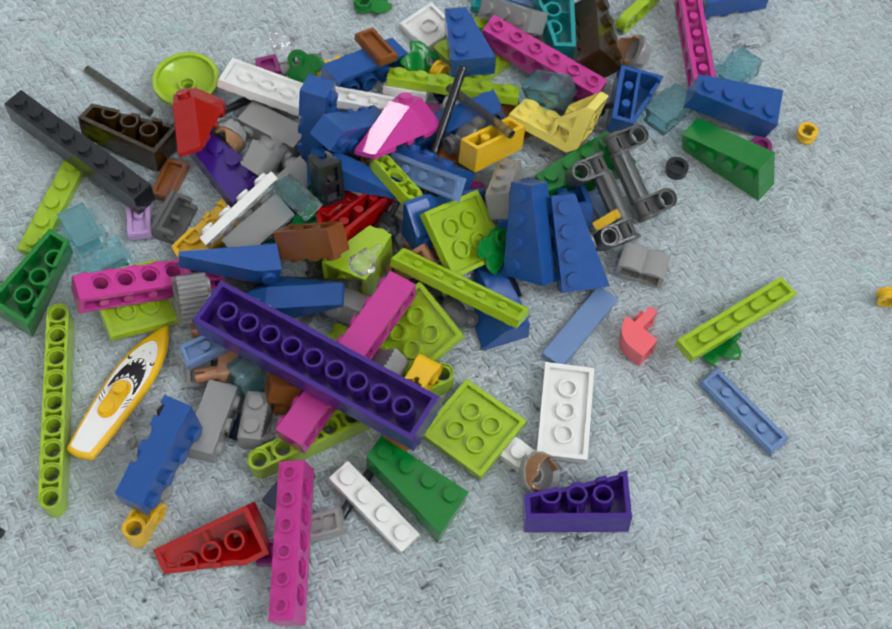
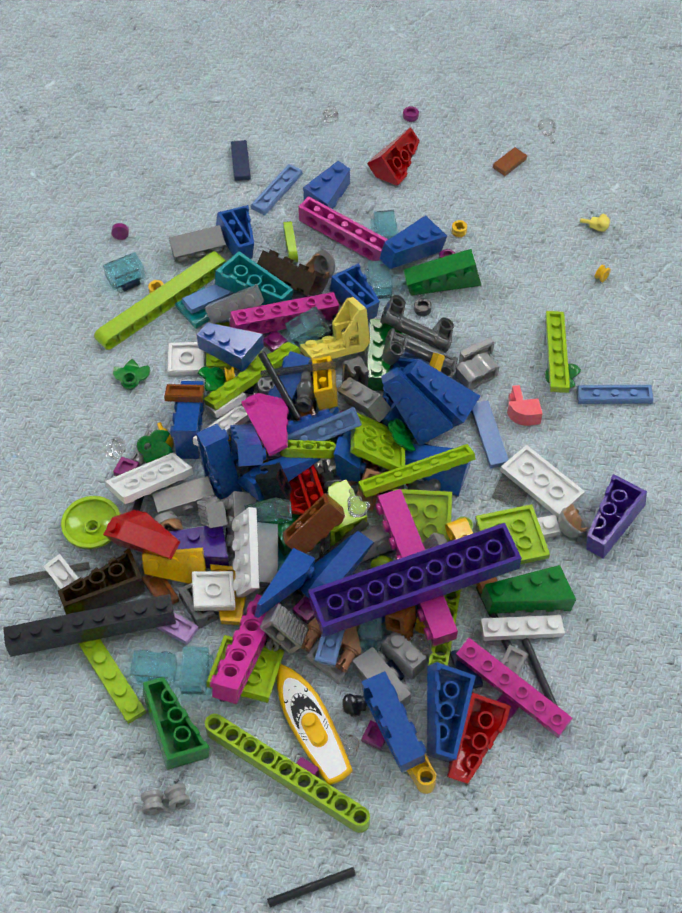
camera: 50 degrees left, 5 degrees down
(72, 420) = (308, 766): none -> magenta tile
(120, 94) = (60, 571): none -> white plate
(189, 216) = (213, 590): none -> white tile
(198, 177) = (178, 568): none -> yellow wing
(223, 491) = (447, 708): none -> blue wedge
(336, 561) = (538, 670): none -> black bar
(514, 76) = (274, 341): none -> magenta plate
(527, 393) = (509, 492): none -> clear smoke piece
(531, 159) = (356, 370): none -> dark grey hinge
(678, 252) = (482, 347): none -> light grey plate
(828, 22) = (395, 158): none -> red wedge

